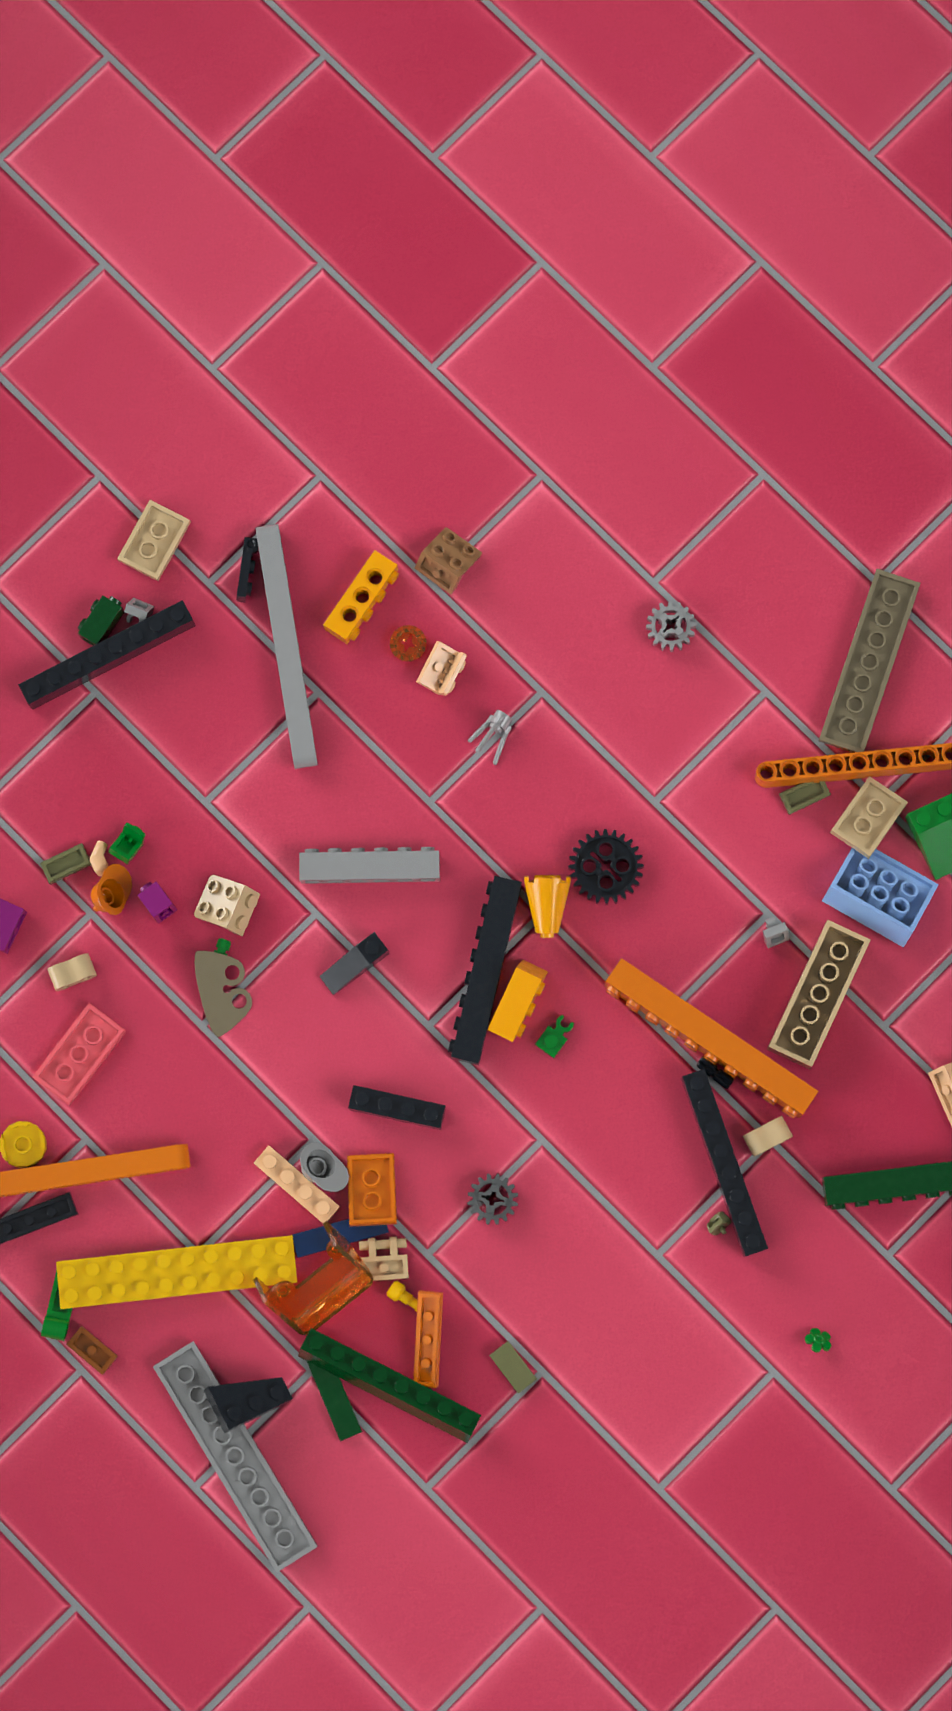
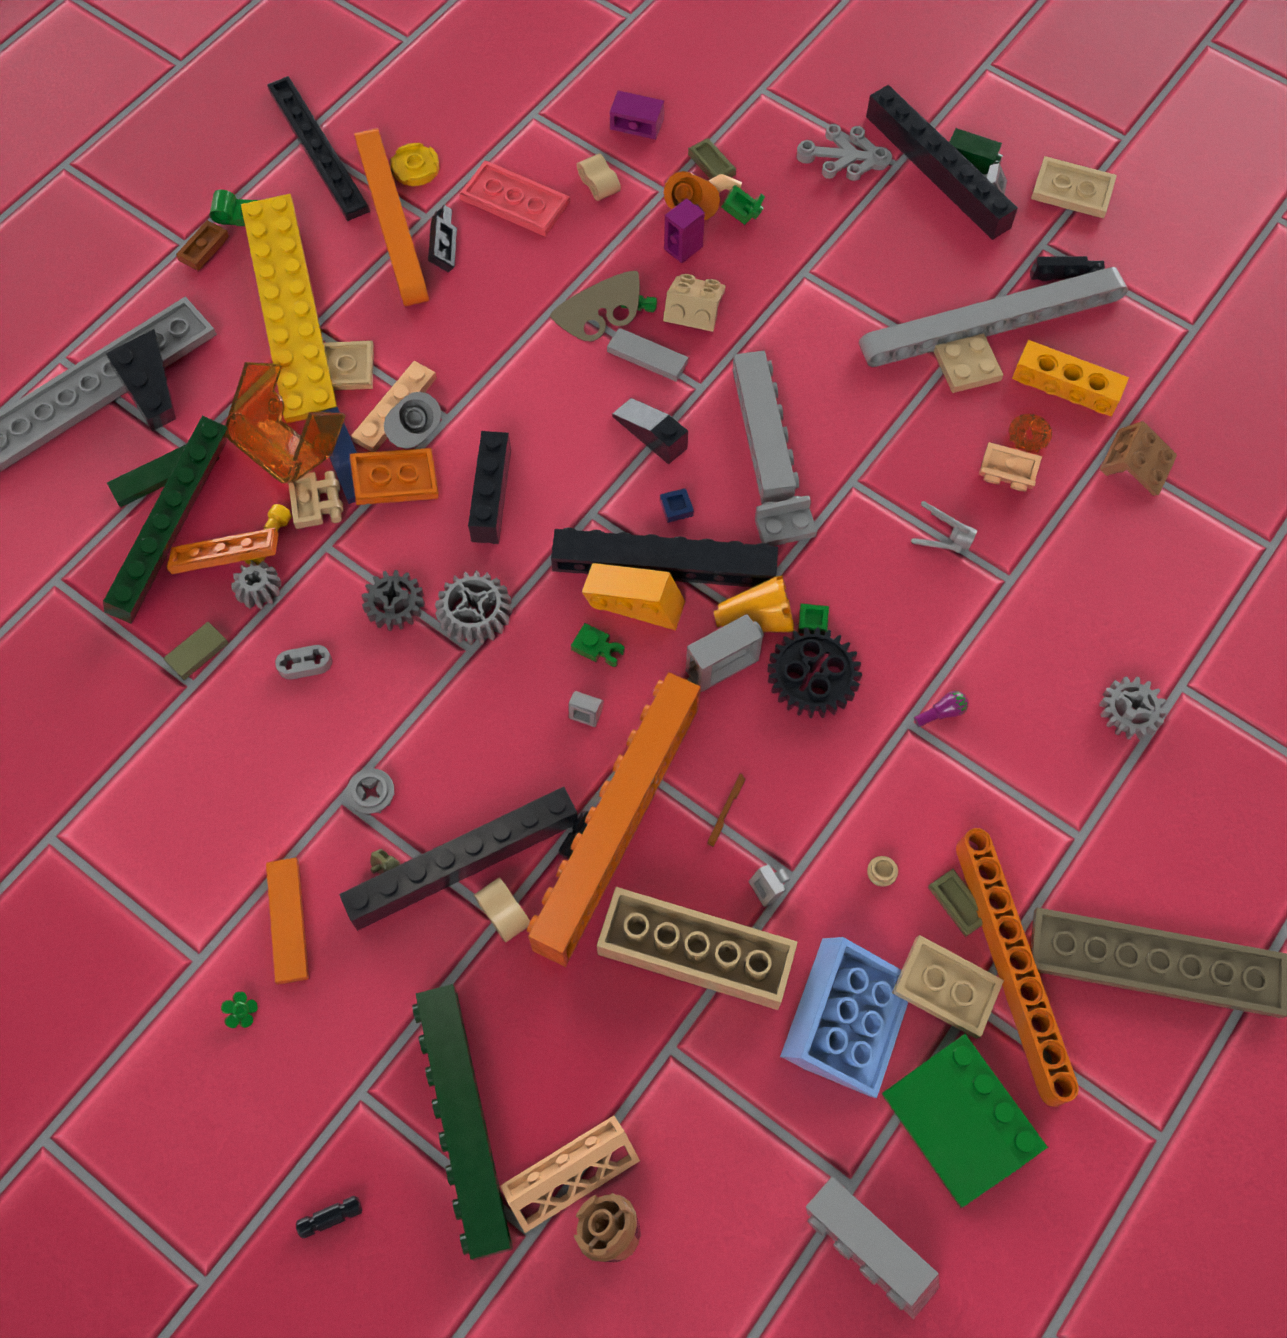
camera: 75 degrees right, 15 degrees down
(80, 736) = (873, 157): none -> light grey plant
(121, 1125) = (442, 239): none -> black hinge
(245, 1220) = (350, 364): none -> tan tile
(276, 955) = (647, 354): none -> light grey tile
(328, 678) = (968, 363): none -> tan plate
(436, 952) = (676, 505): none -> dark blue plate
(465, 865) = (785, 521): none -> light grey bracket
(469, 1309) = (256, 584): none -> light grey gear
(524, 1126) = (467, 622): none -> light grey gear
(542, 1277) = (303, 662): none -> light grey beam
(556, 858) = (812, 617): none -> green tile
(584, 934) = (724, 652): none -> light grey window
(610, 1052) = (585, 708): none -> light grey brick
(646, 1231) = (369, 778): none -> light grey gear
(648, 766) = (951, 705): none -> magenta piece
(721, 963) = (719, 825): none -> dark orange piece
(752, 1302) = (287, 921): none -> orange tile
(774, 846) = (882, 871): none -> tan plate

